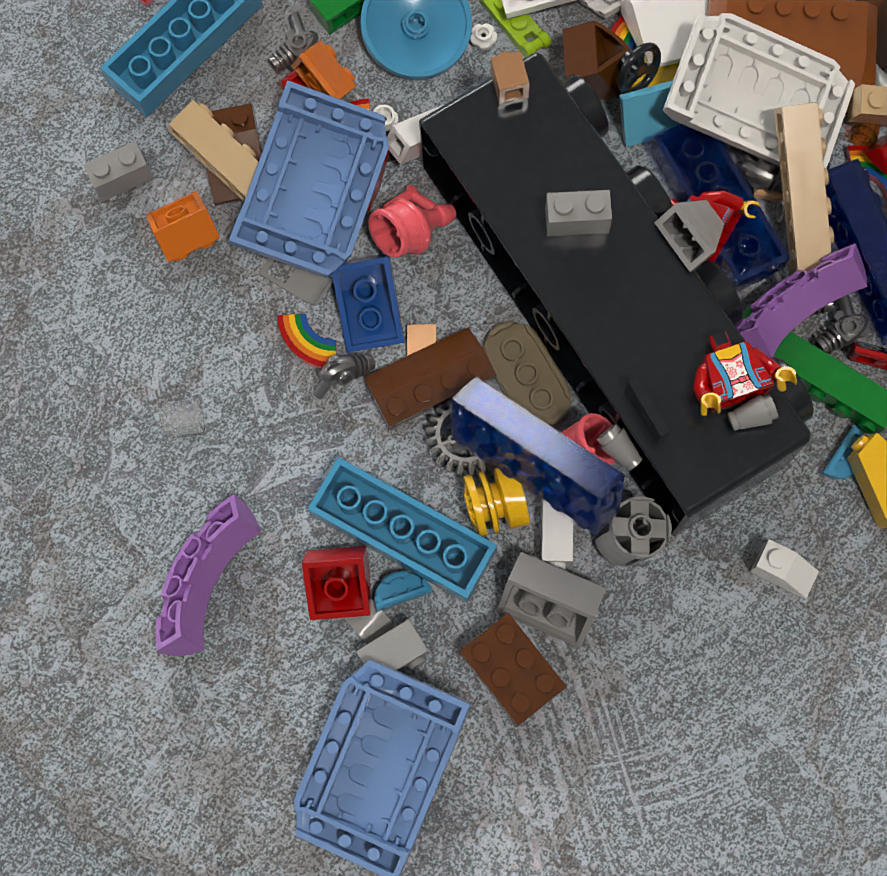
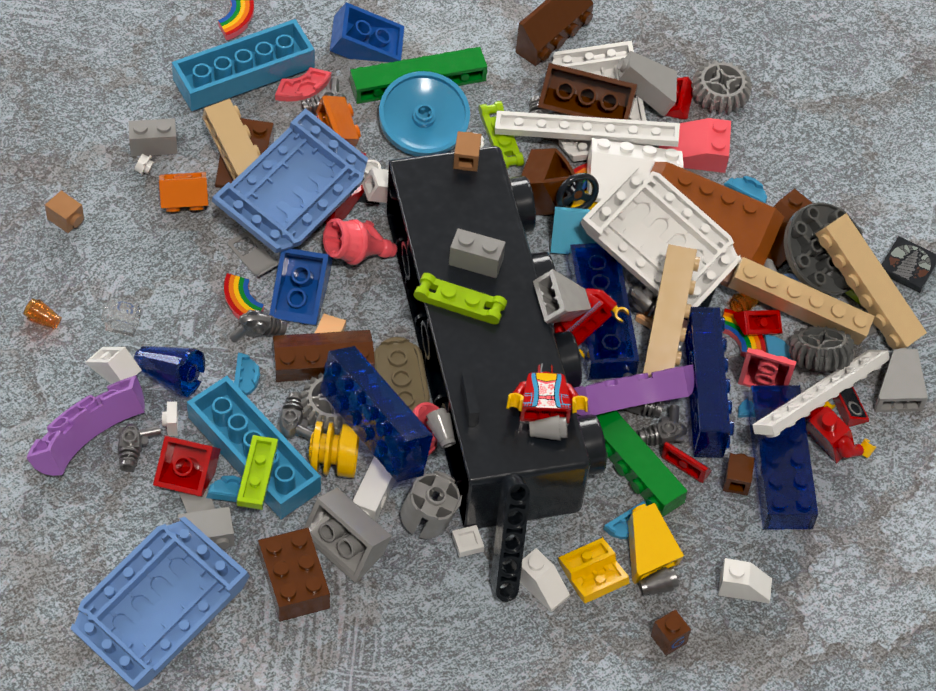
camera: 10 degrees right, 20 degrees down
(60, 307) = (64, 212): none -> medium nougat brick
(91, 449) = (42, 314): none -> clear orange cone
(123, 209) = (144, 164): none -> white plate
(200, 484) = (113, 364): none -> white slope
(260, 35) = (304, 86): none -> coral tile
(261, 575) = (131, 443): none -> flat silver piece
(267, 464) = (172, 367): none -> clear blue cone
(293, 527) = (170, 418): none -> white plate
(353, 436) = (247, 374): none -> dark azure tile
(427, 572) = (257, 472): none -> lime plate
(428, 476) = (291, 418): none -> flat silver piece
(581, 279) = (460, 299): none -> lime plate
(684, 551) = (467, 541): none -> white plate
(745, 547) = (505, 527): none -> black beam
(832, 531) = (593, 570): none -> yellow slope

